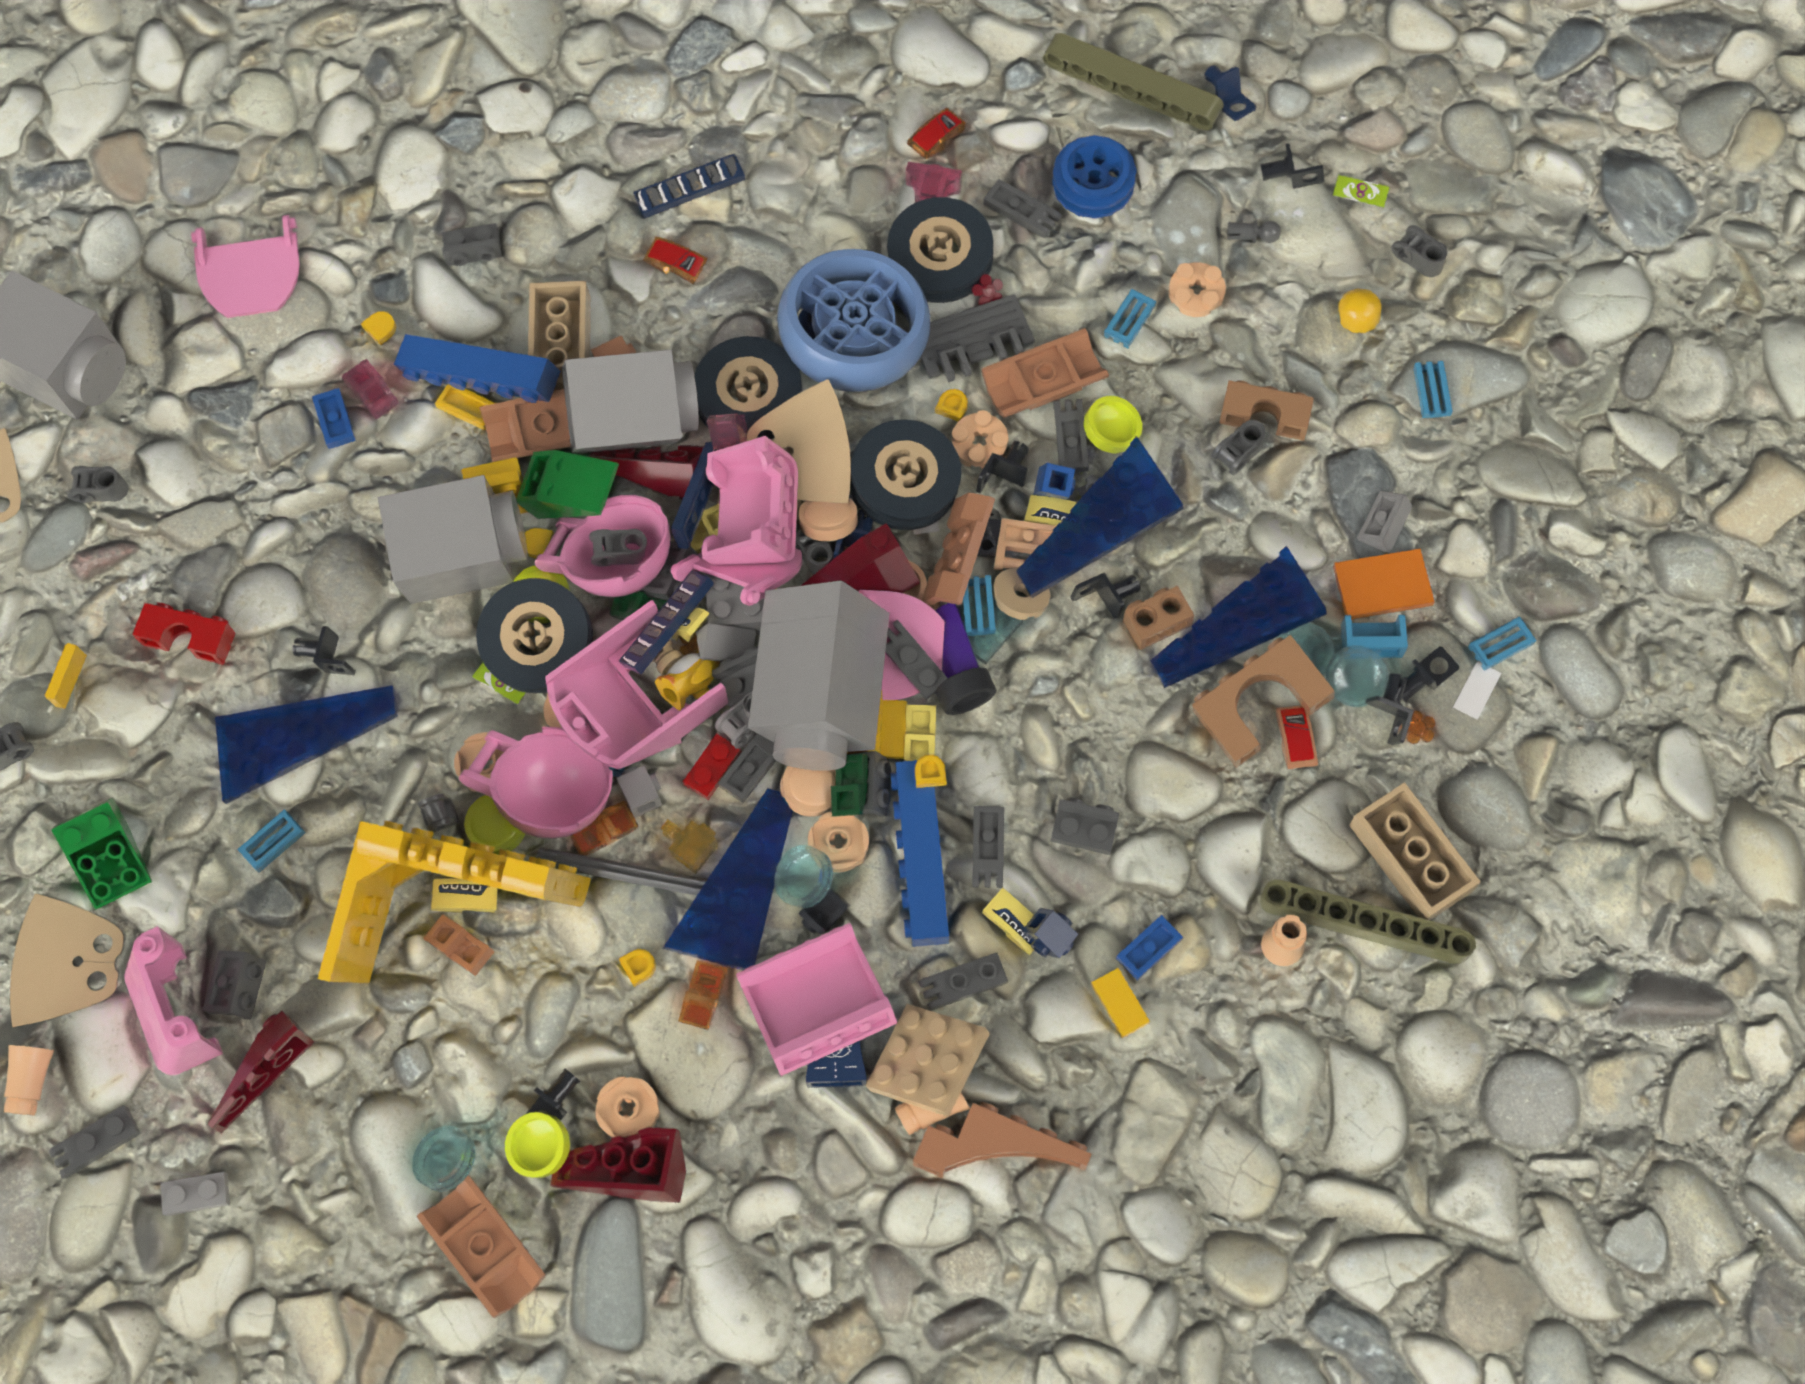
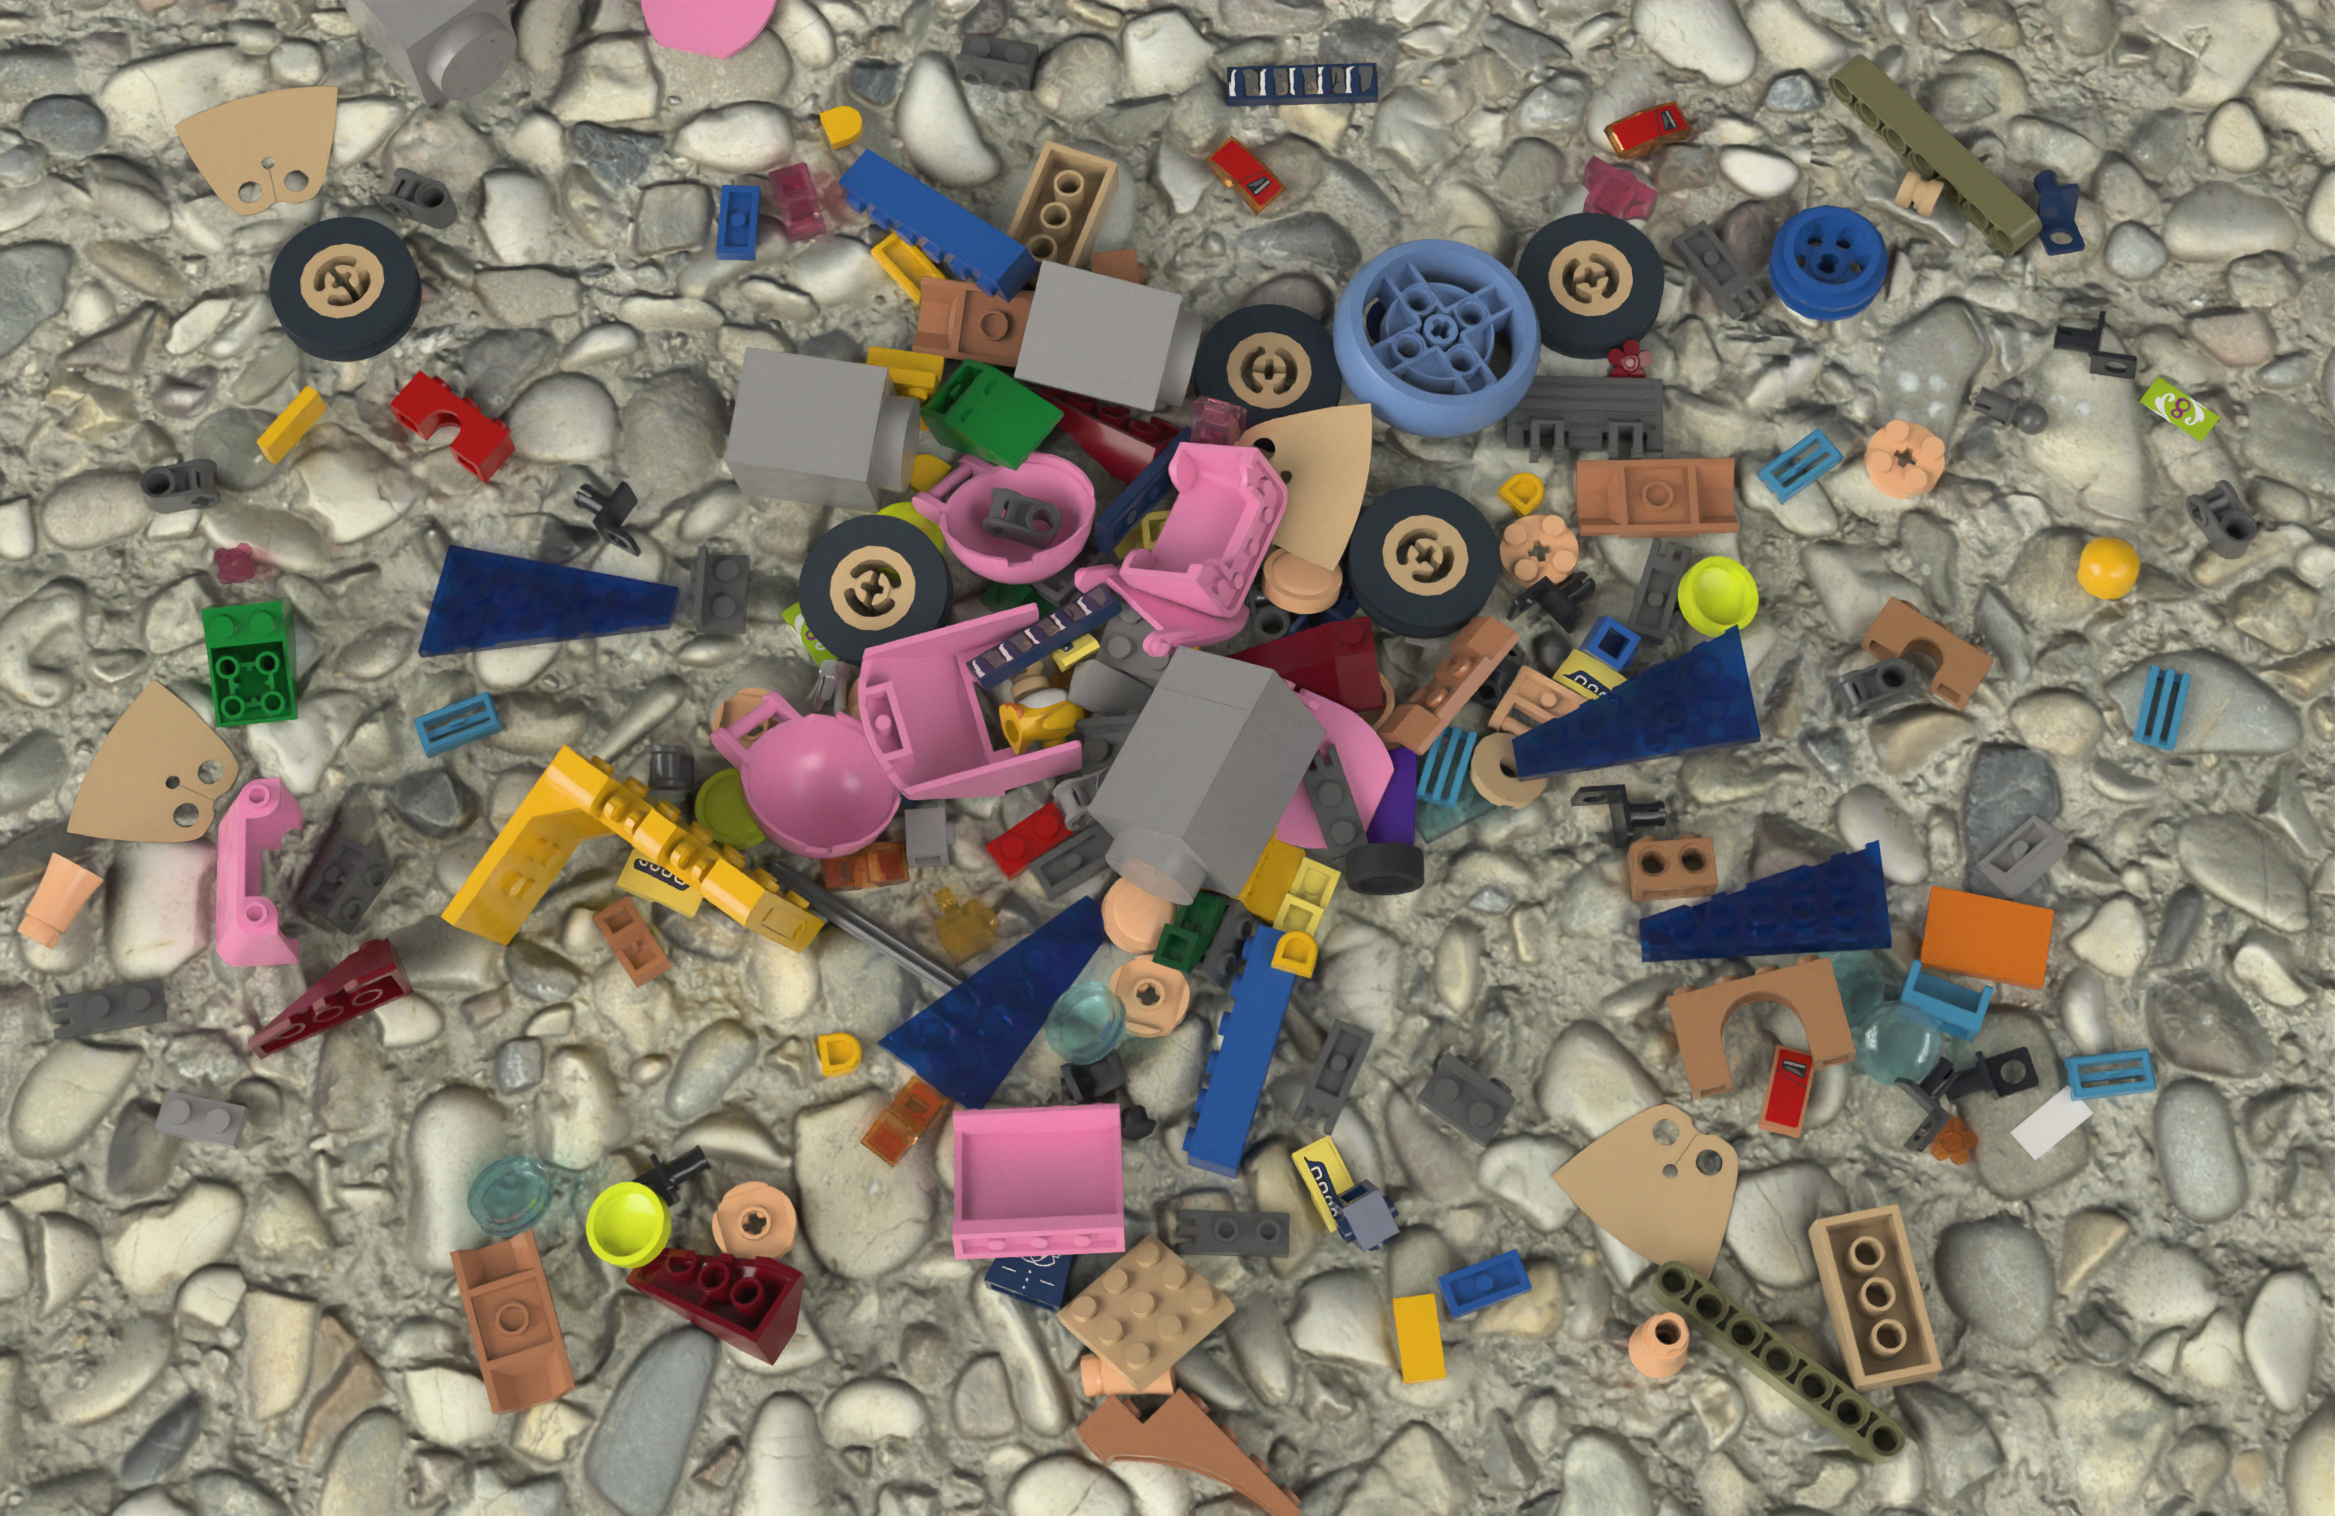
camera: 20 degrees right, 0 degrees up
(62, 797) = (235, 574): none -> clear pink plate
(63, 592) = (327, 319): none -> black wheel
(423, 677) = (719, 592): none -> dark grey bracket
(529, 708) = (832, 676): none -> flat silver piece
(867, 932) = (1137, 1124): none -> black piece
(1133, 110) = (1918, 193): none -> tan wheel
(1221, 850) = (1629, 1197): none -> tan piece

